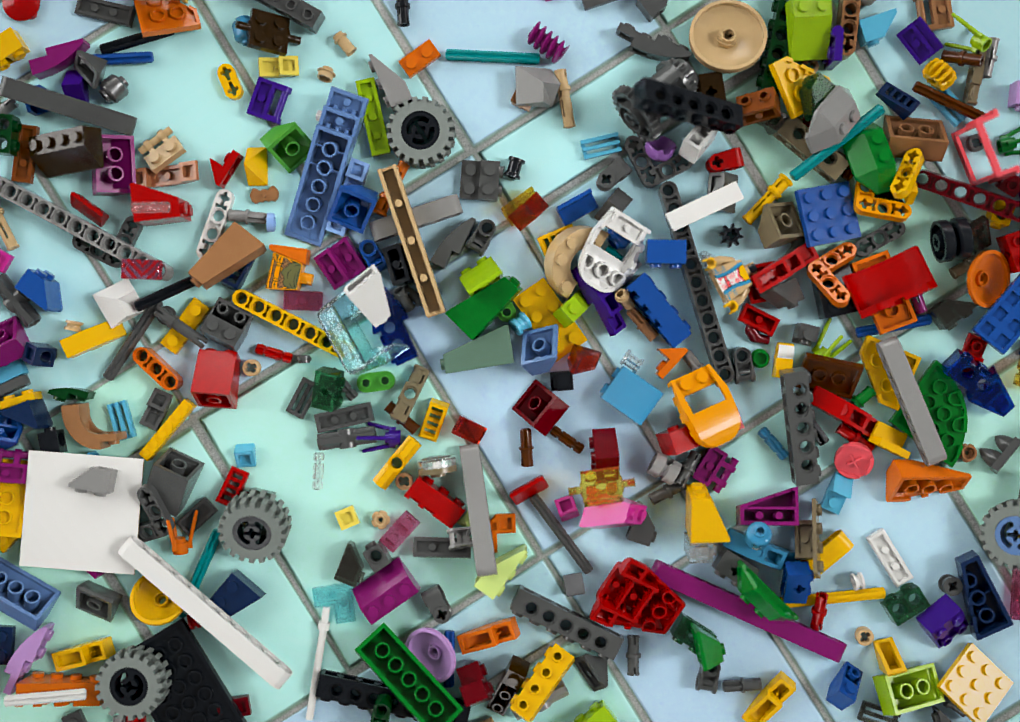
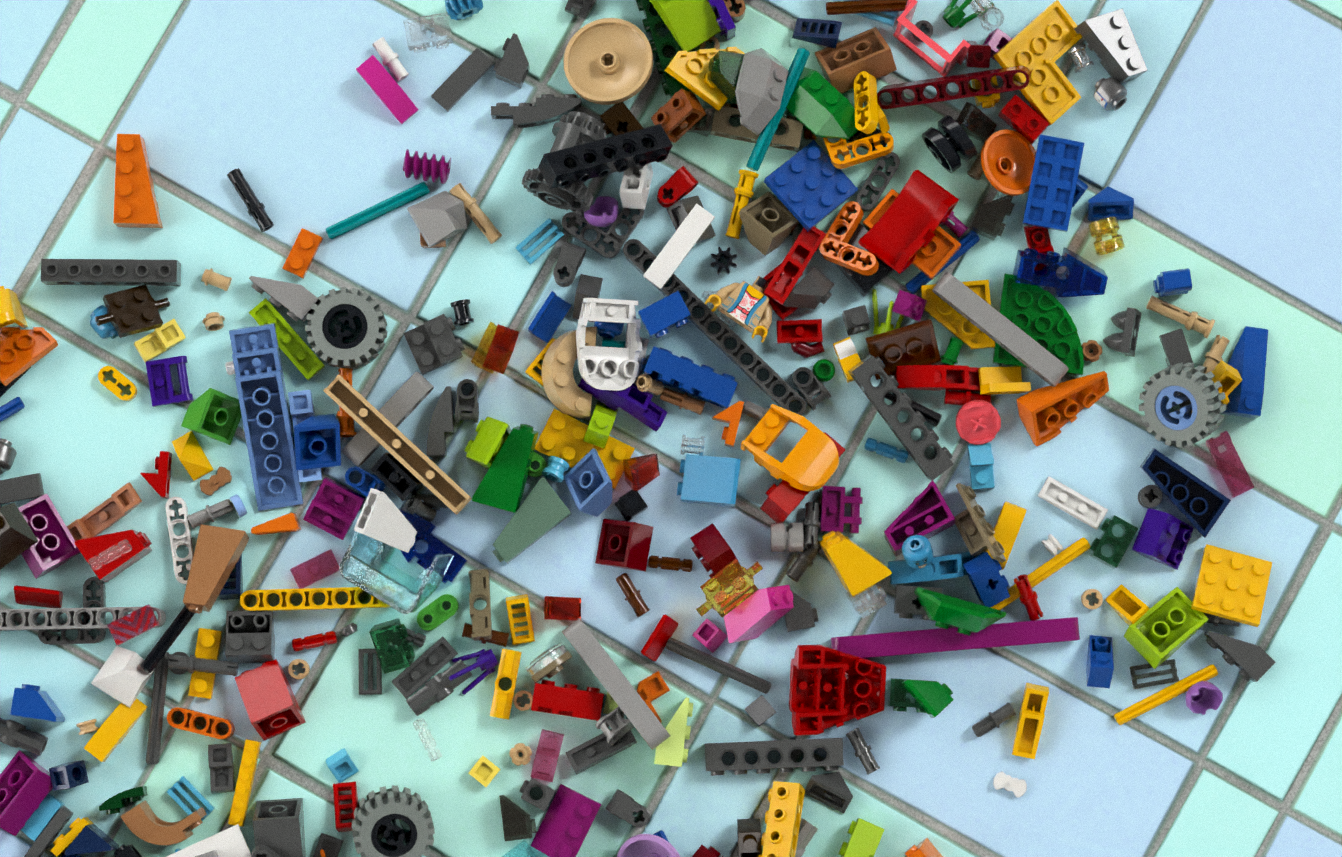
camera: 25 degrees left, 5 degrees down
(165, 153) = (89, 494): tan plate -> none
(287, 274) = (285, 550): torso -> none
(489, 635) = (700, 814): orange slope -> none
(708, 679) = (953, 730): dark grey piece -> none
(852, 345) = (909, 305): none -> magenta brick

